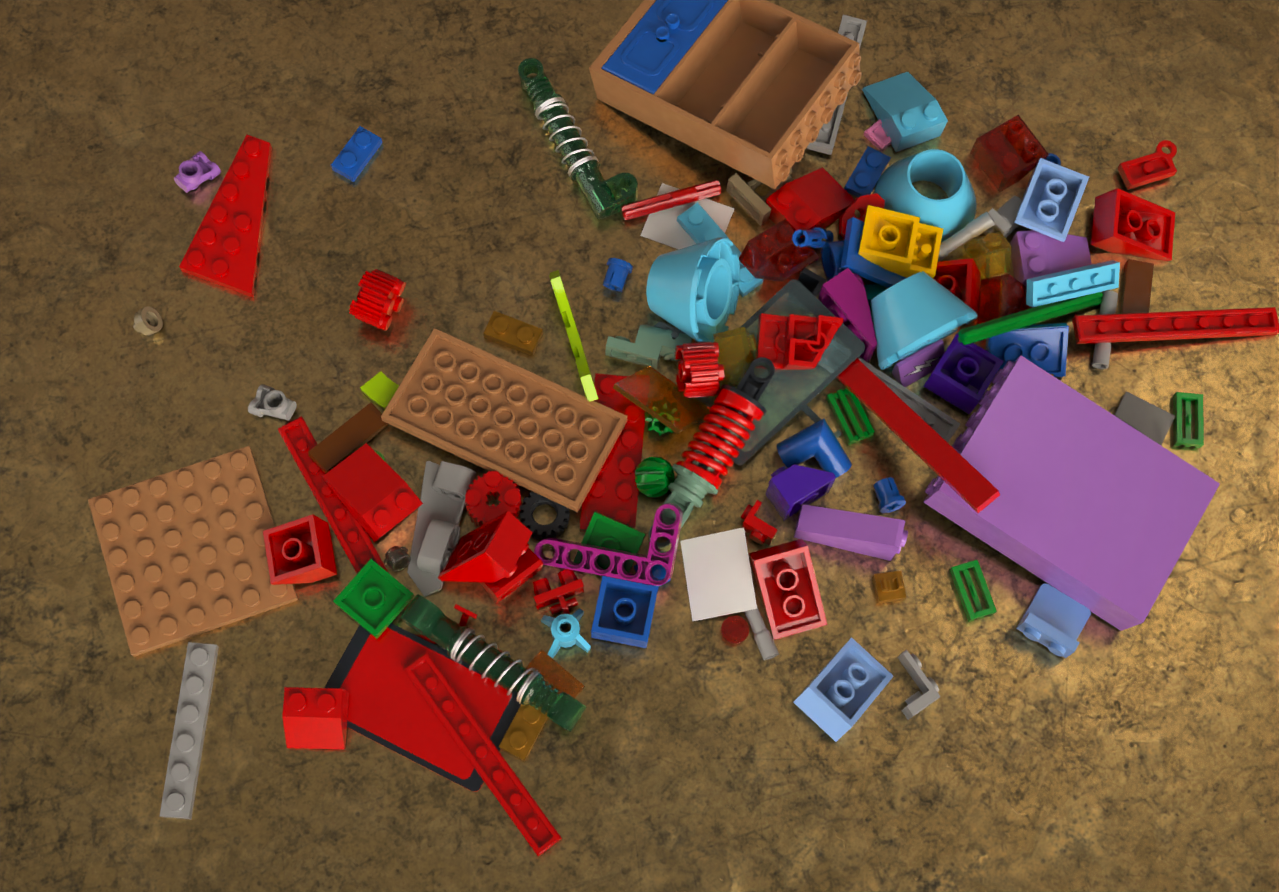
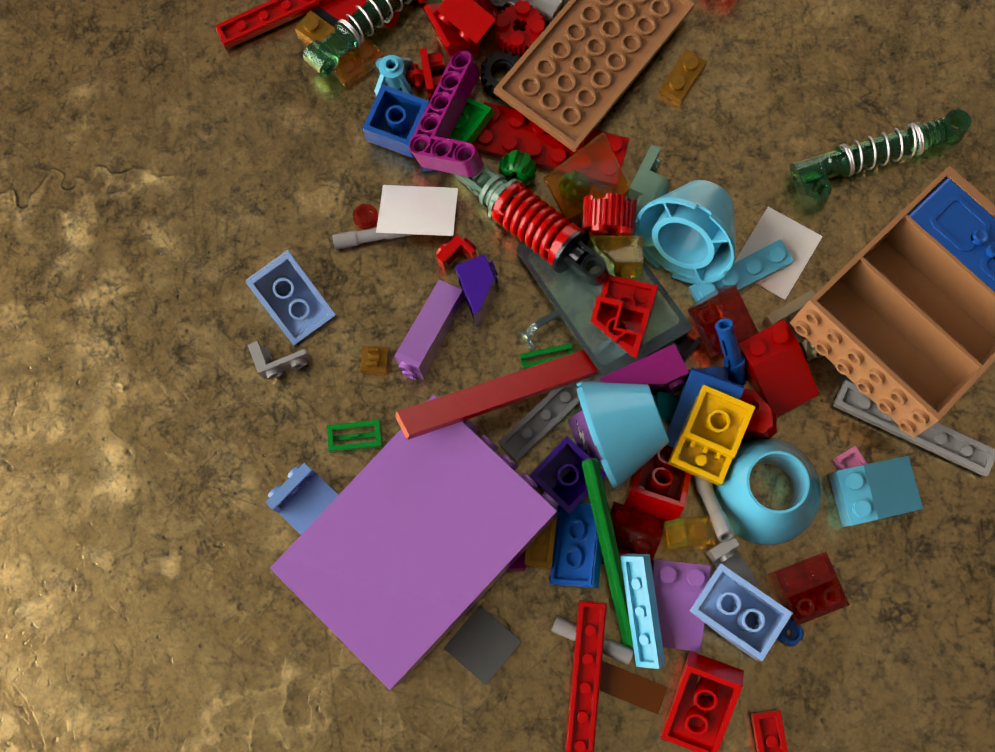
camera: 115 degrees right, 5 degrees up
(573, 335) = (630, 122): lime tile -> none
(616, 274) = (727, 173): blue bush -> none
(671, 199) = (800, 238): red axle -> none
(788, 588) = (392, 265): red slope -> none
(818, 442) = (520, 318): blue brick -> none
(867, 173) = (806, 437): blue plate -> none
(888, 495) = (455, 378): blue bush -> none
(1198, 442) = (457, 693): green tile -> none

